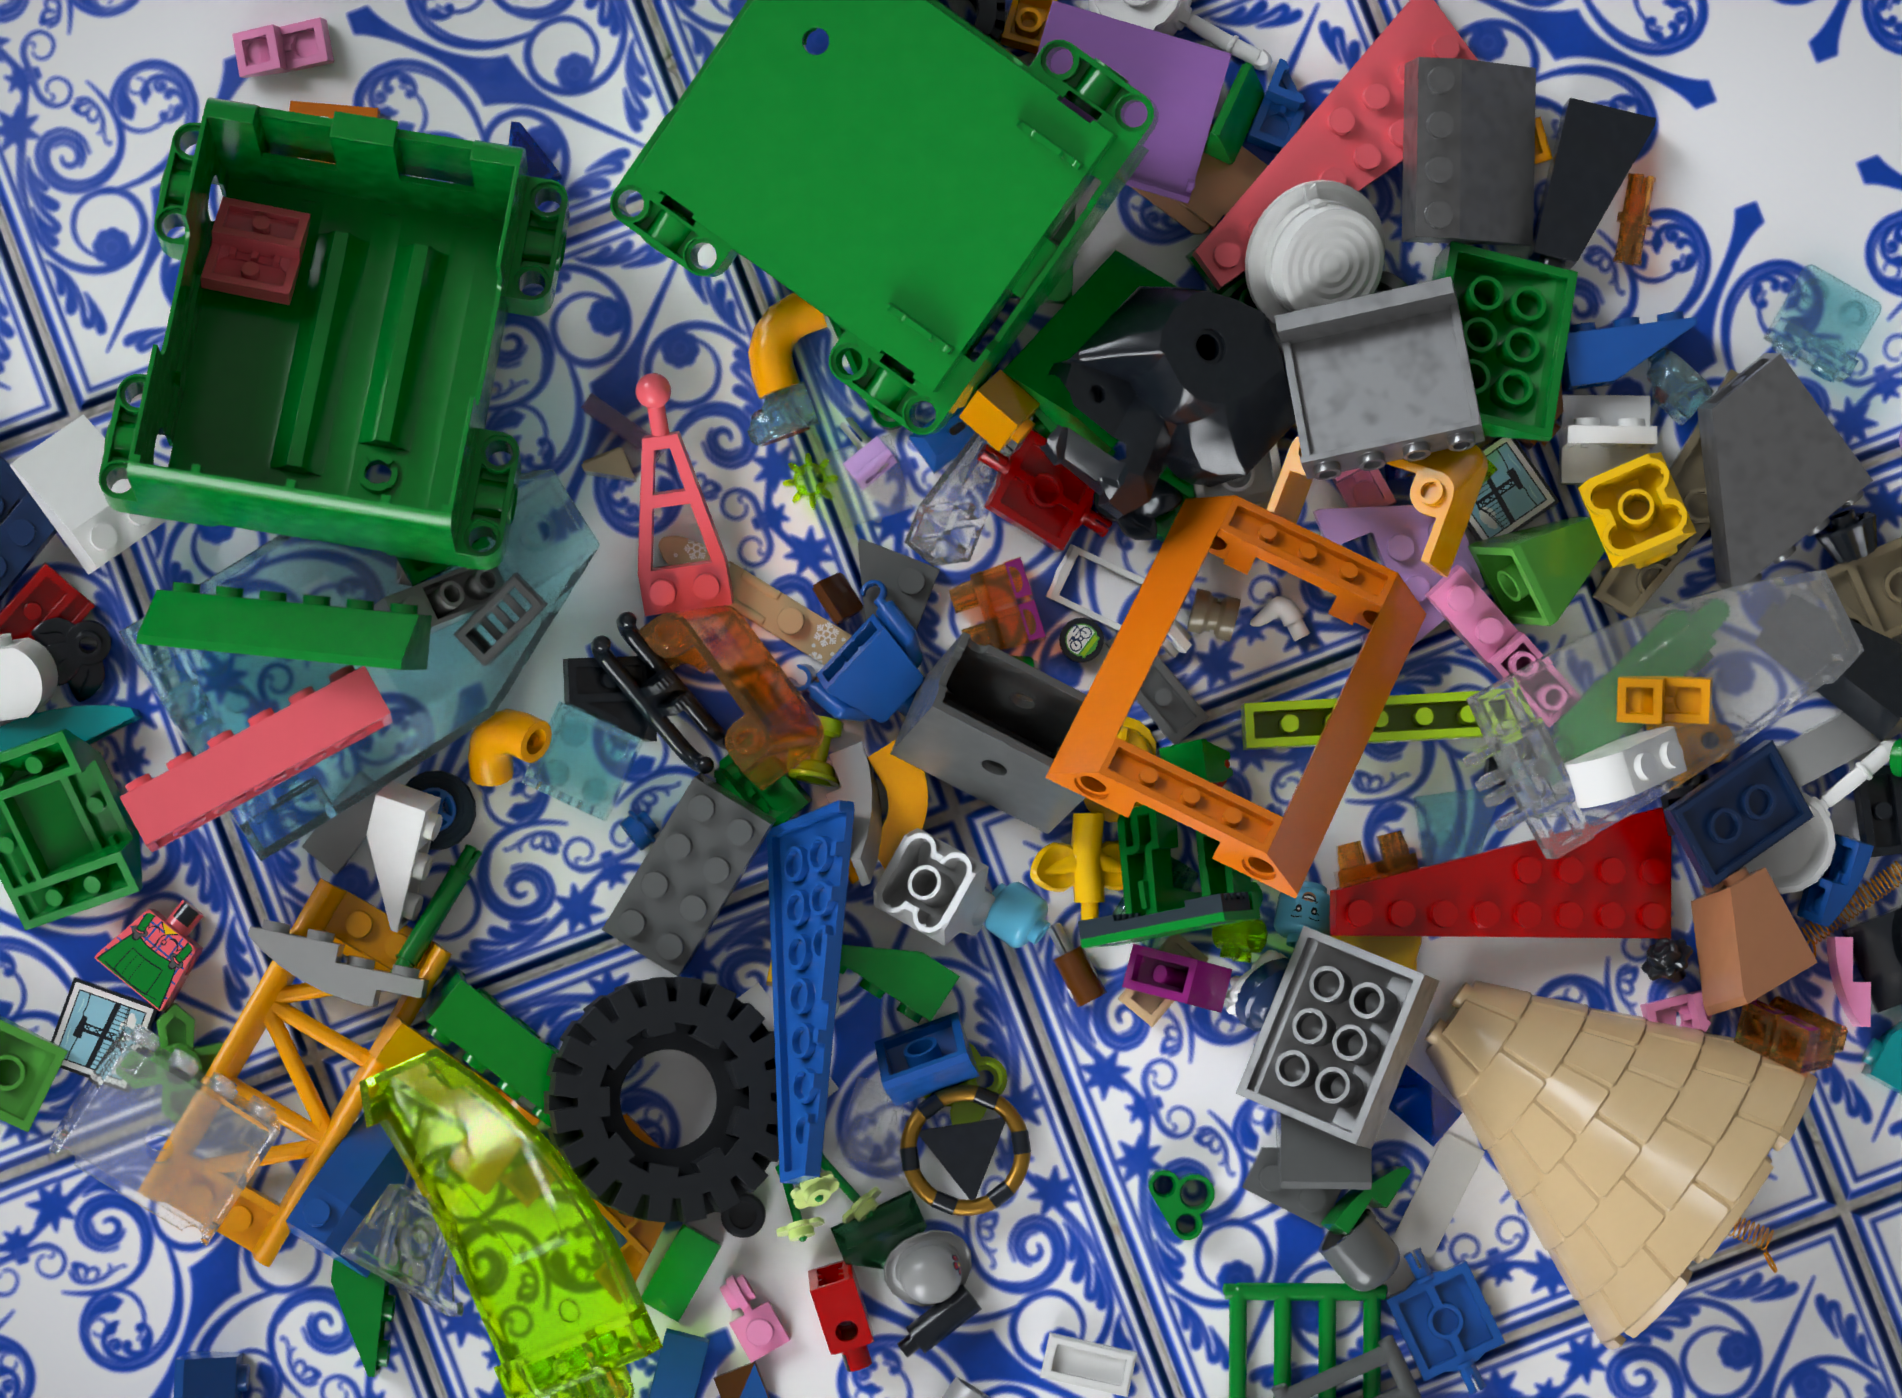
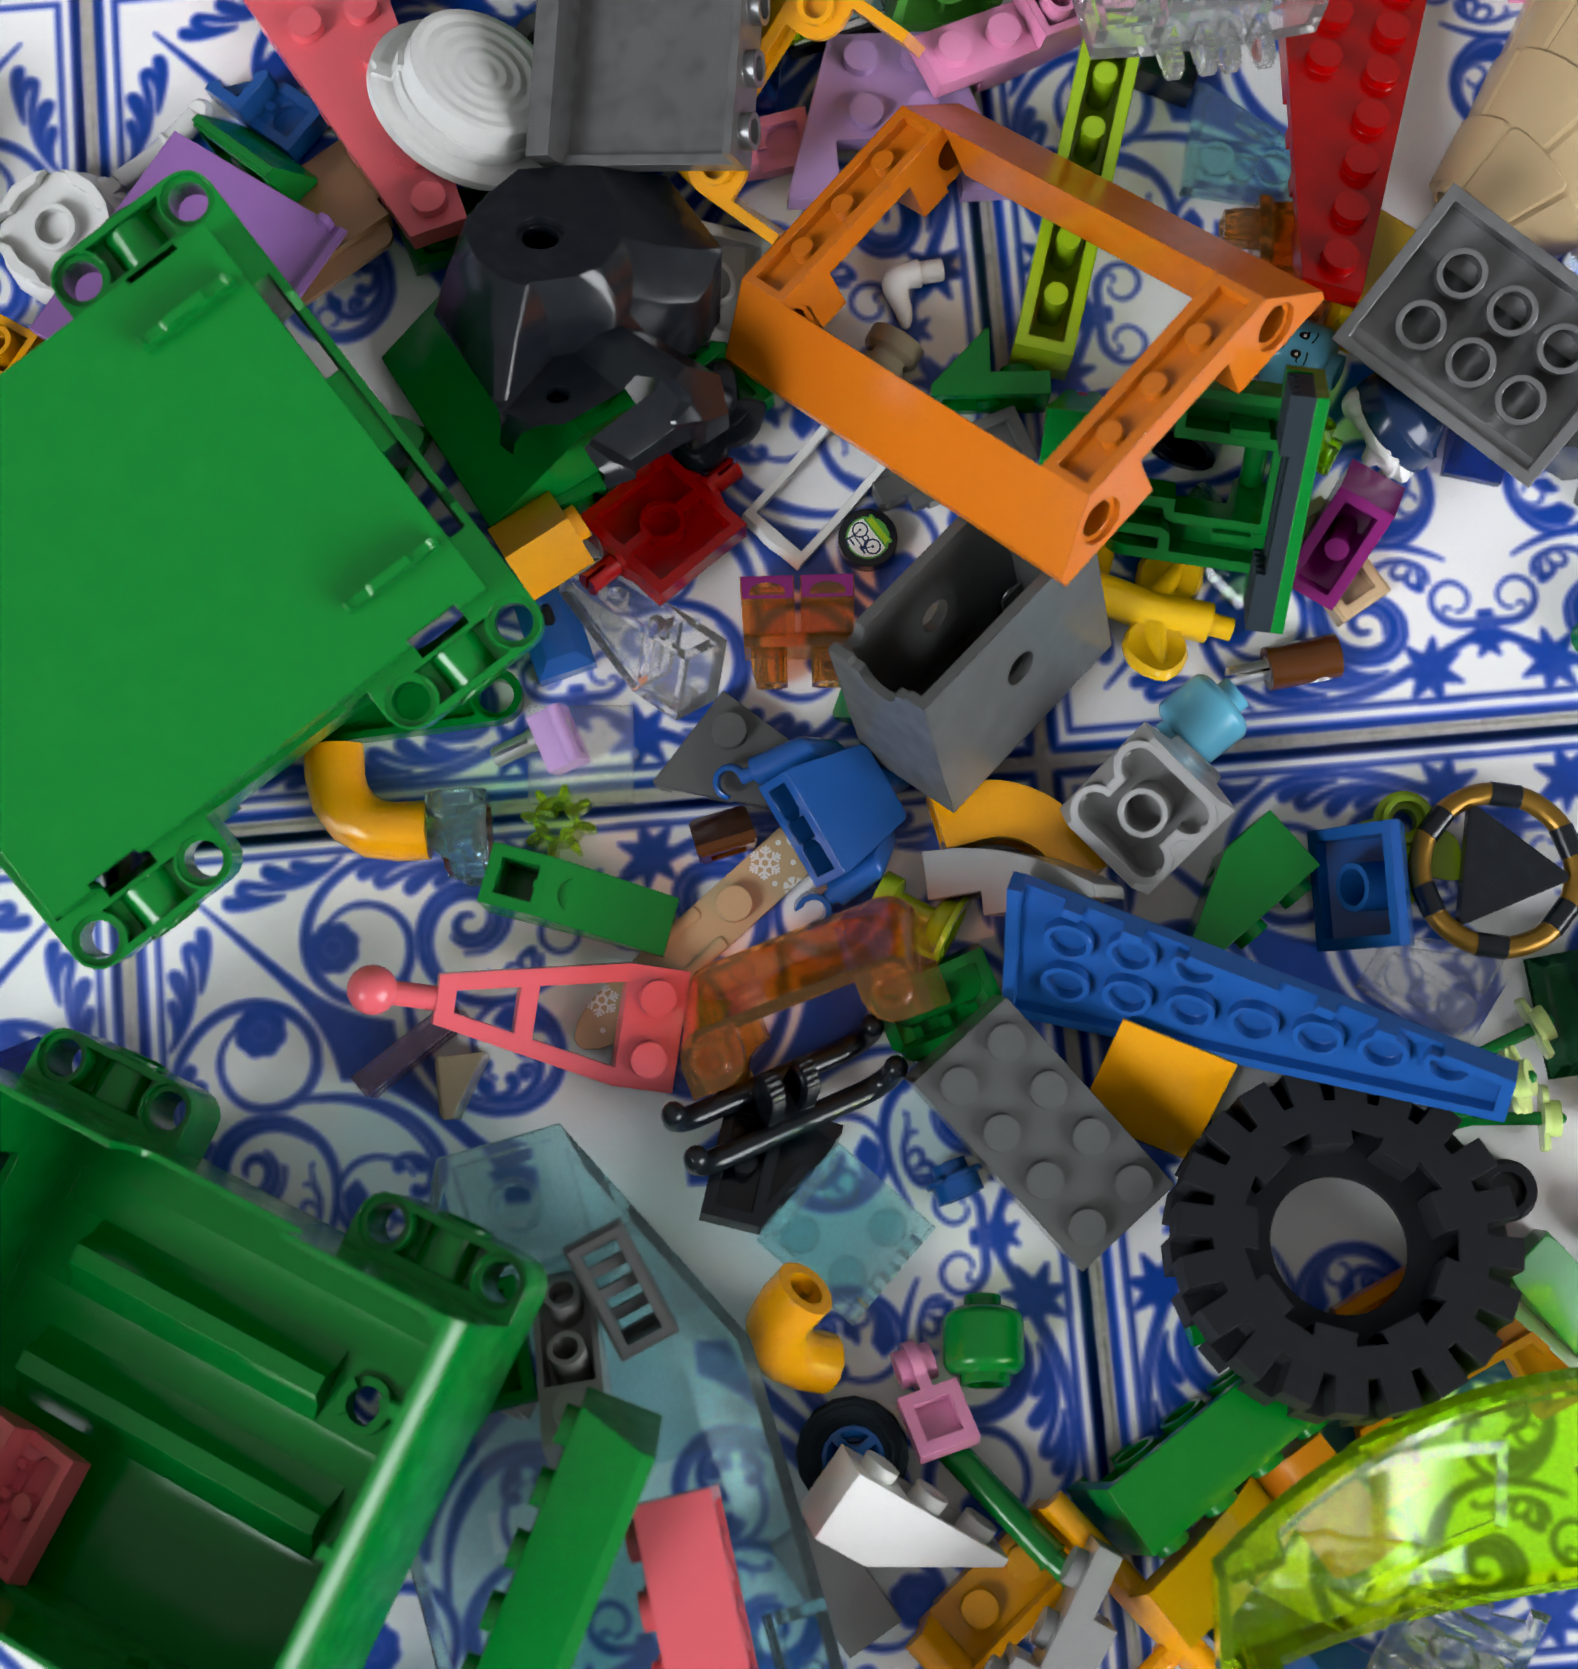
camera: 70 degrees left, 5 degrees down
(478, 857) = (936, 1414): none -> bright pink plate
(536, 878) = (983, 1342): none -> green head
(744, 951) = (1160, 1086): none -> light orange piece
(758, 512) = (576, 900): none -> green slope
(1215, 681) = (973, 388): none -> green slope

